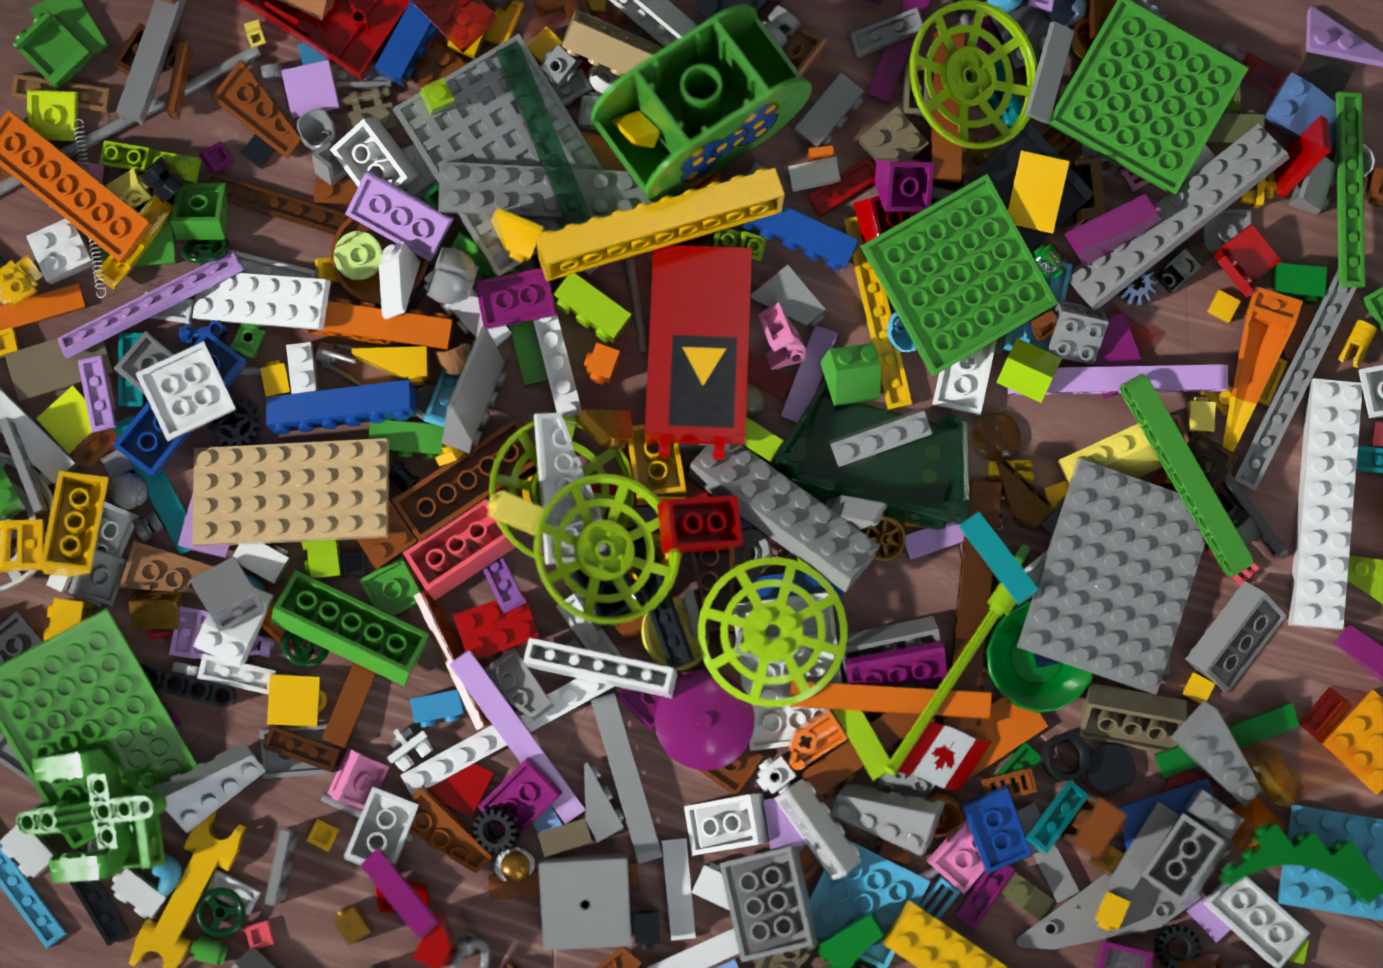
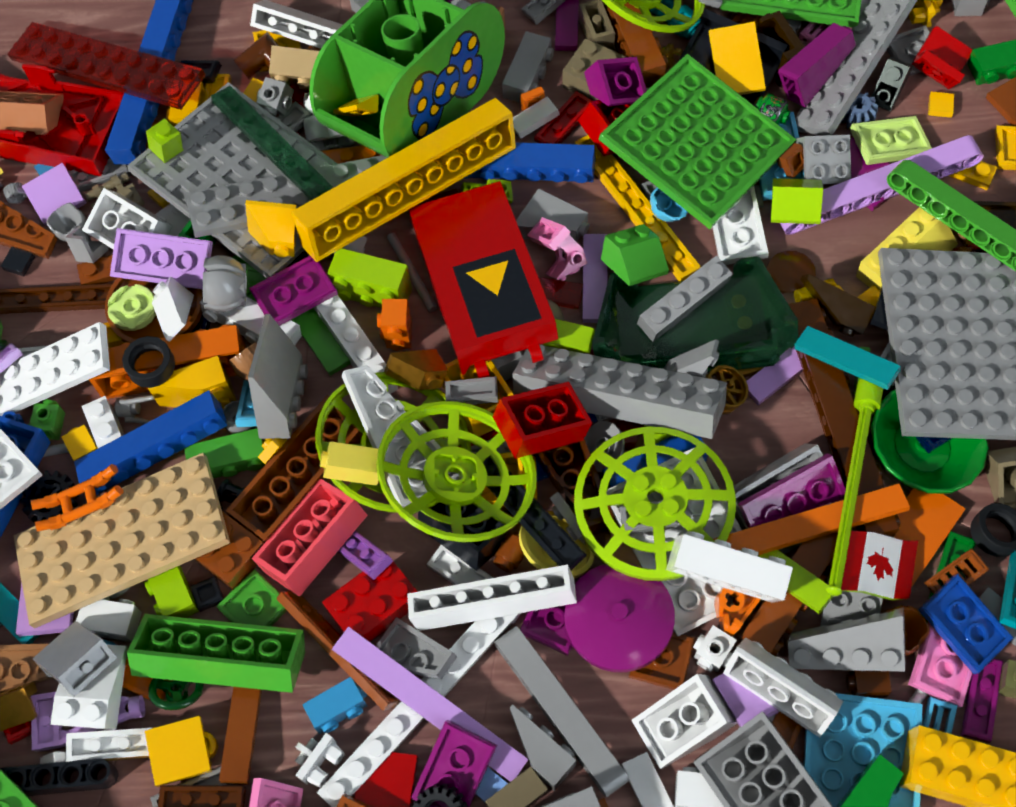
camera: 10 degrees left, 20 degrees down
(251, 433) = (64, 499): none -> orange piece
(342, 332) = (138, 348): none -> black tyre
(648, 467) = (473, 390): none -> light grey tile
(808, 721) = (730, 568): none -> white brick
(1154, 331) = (890, 139): none -> yellowish green tile
(1200, 415) = (970, 186): light yellow brick -> none
(1264, 336) = (991, 110): orange plate -> none

